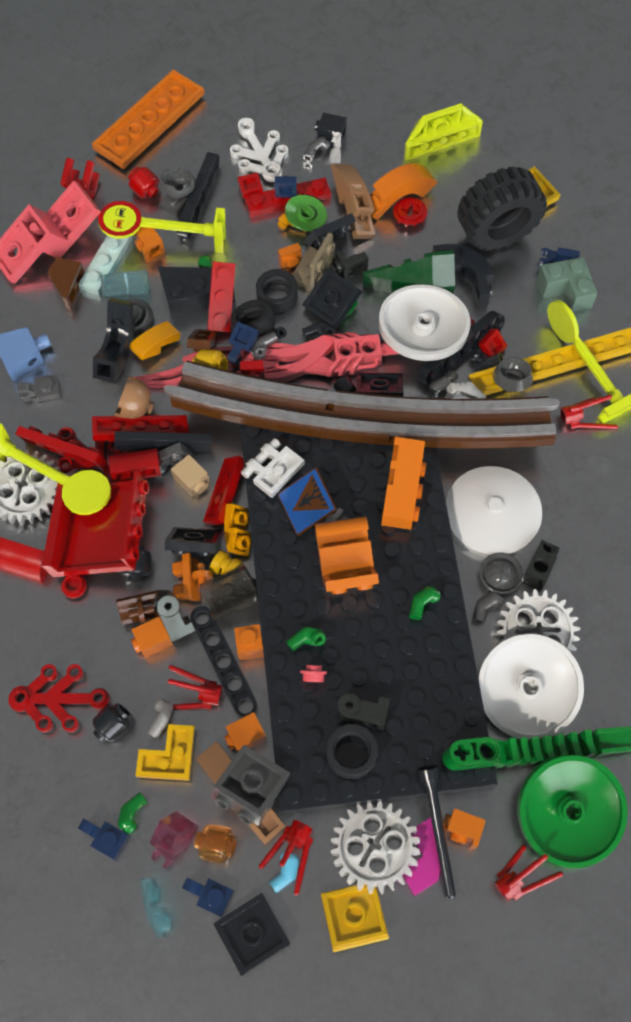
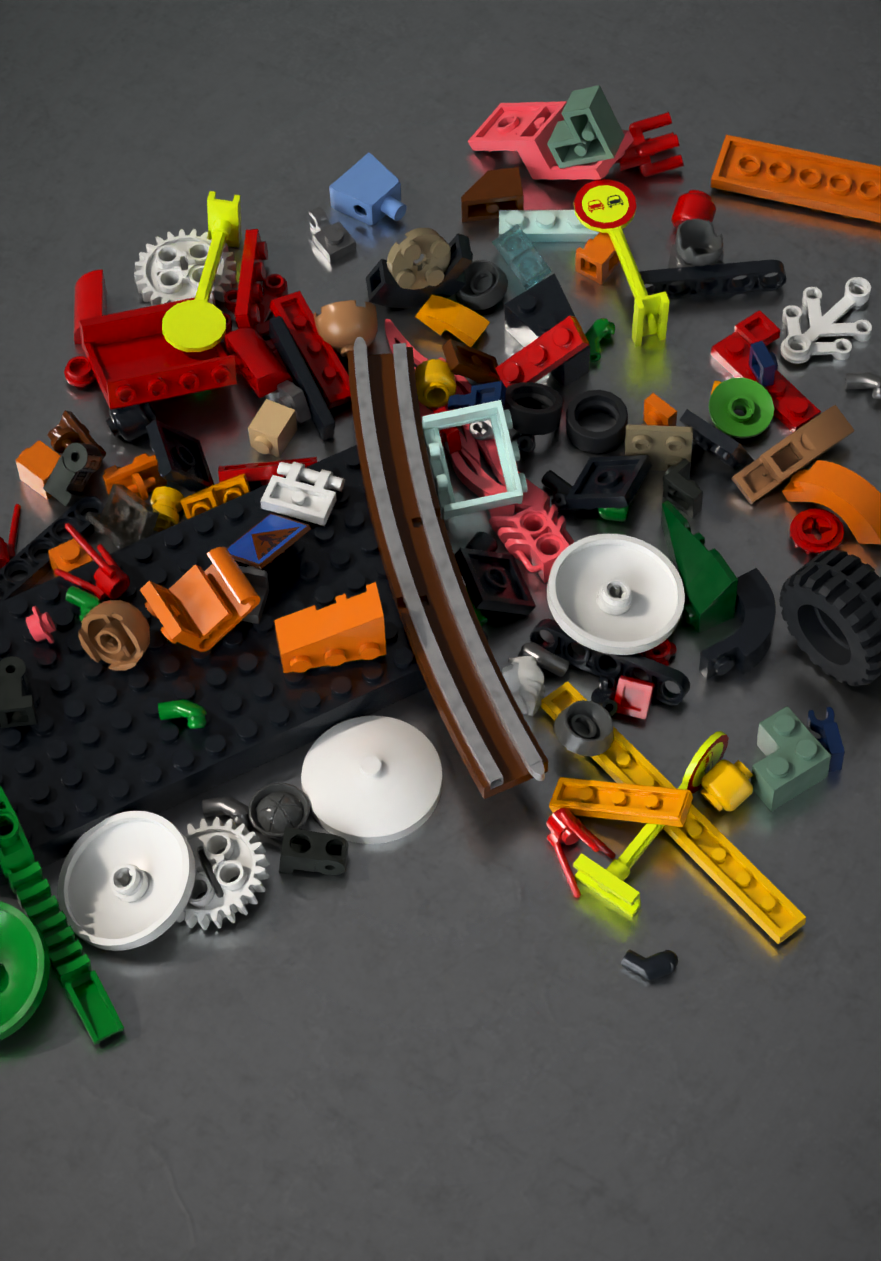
camera: 70 degrees right, 10 degrees down
(67, 202) = (588, 130): none -> sand green brick
(116, 331) = (426, 272): none -> dark tan plate
(291, 614) = (109, 577): none -> red plant
(296, 339) = (507, 452): none -> light aqua window
(347, 621) = (115, 634): none -> medium nougat cylinder
(575, 370) = (622, 801): none -> light orange tile
(583, 316) = (727, 785): none -> yellow head

